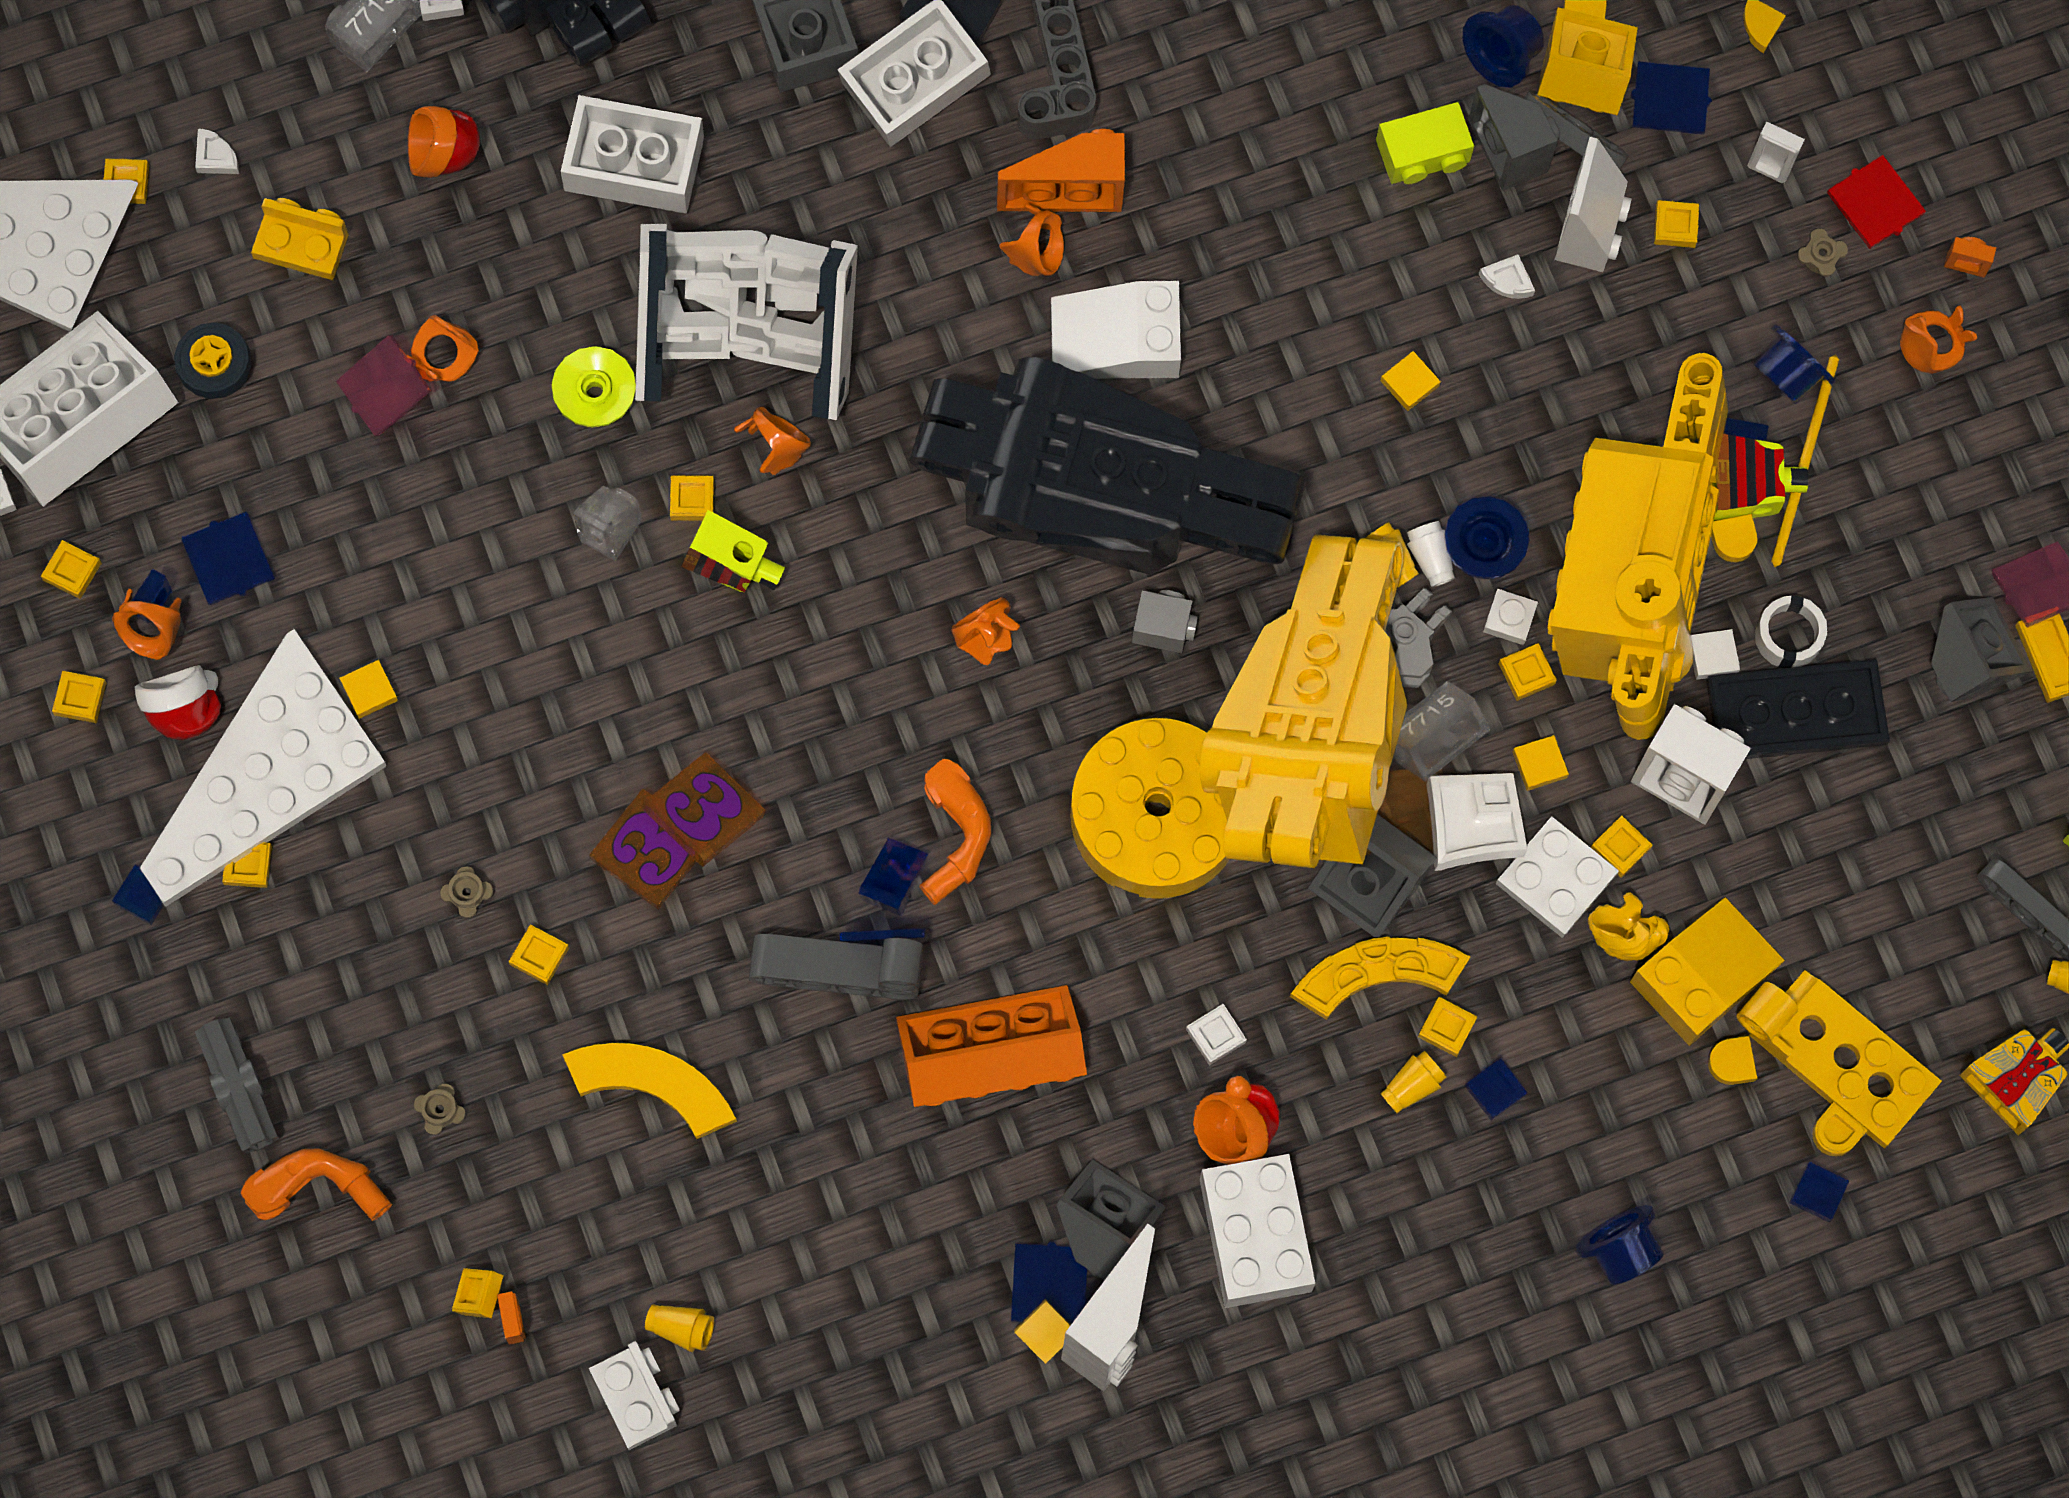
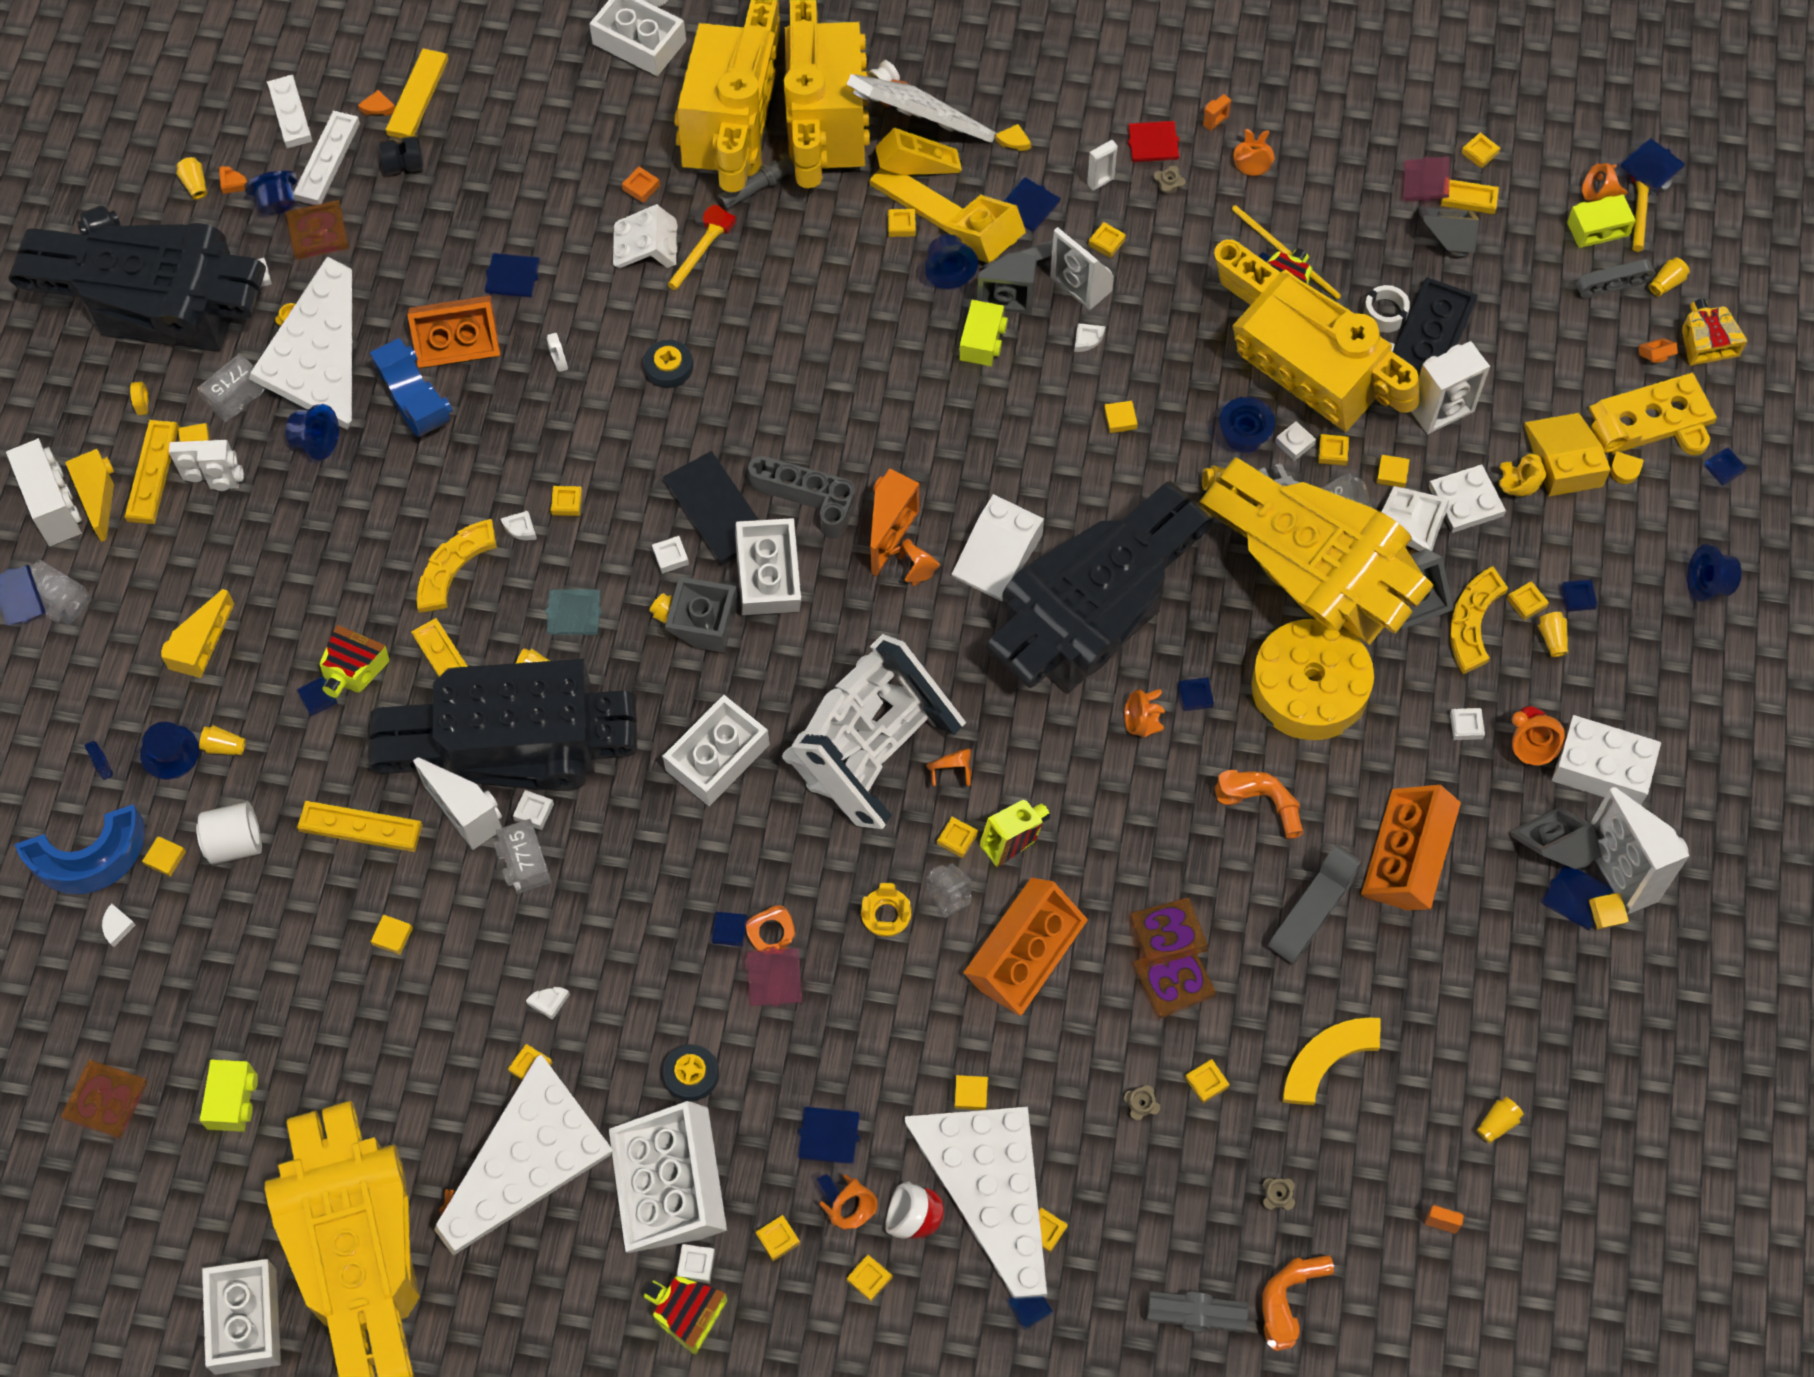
camera: 55 degrees left, 10 degrees down
(300, 238) = (640, 977): yellow bracket -> none
(418, 302) = (729, 929): none -> clear blue tile
(441, 141) = (632, 858): orange piece -> none
(477, 1293) = (1416, 1232): yellow tile -> none
(537, 445) = (886, 895): none -> yellow piece
(589, 369) = (848, 841): neon yellow dish -> none
(589, 651) = (1026, 945): none -> orange slope
(634, 1396) = (1531, 1170): white bracket -> none
(882, 934) = (1311, 869): clear blue piece -> none
(893, 876) = (1275, 845): clear blue slope -> none
(1058, 679) = (1196, 694): none -> clear blue tile
(1164, 621) = (1195, 616): light grey brick -> none
(1430, 552) = (1226, 453): white cone -> none
(1622, 845) = (1465, 456): yellow tile -> none
(1791, 367) = (1233, 222): clear blue piece -> none
(1948, 1017) = (1658, 350): none -> orange plate

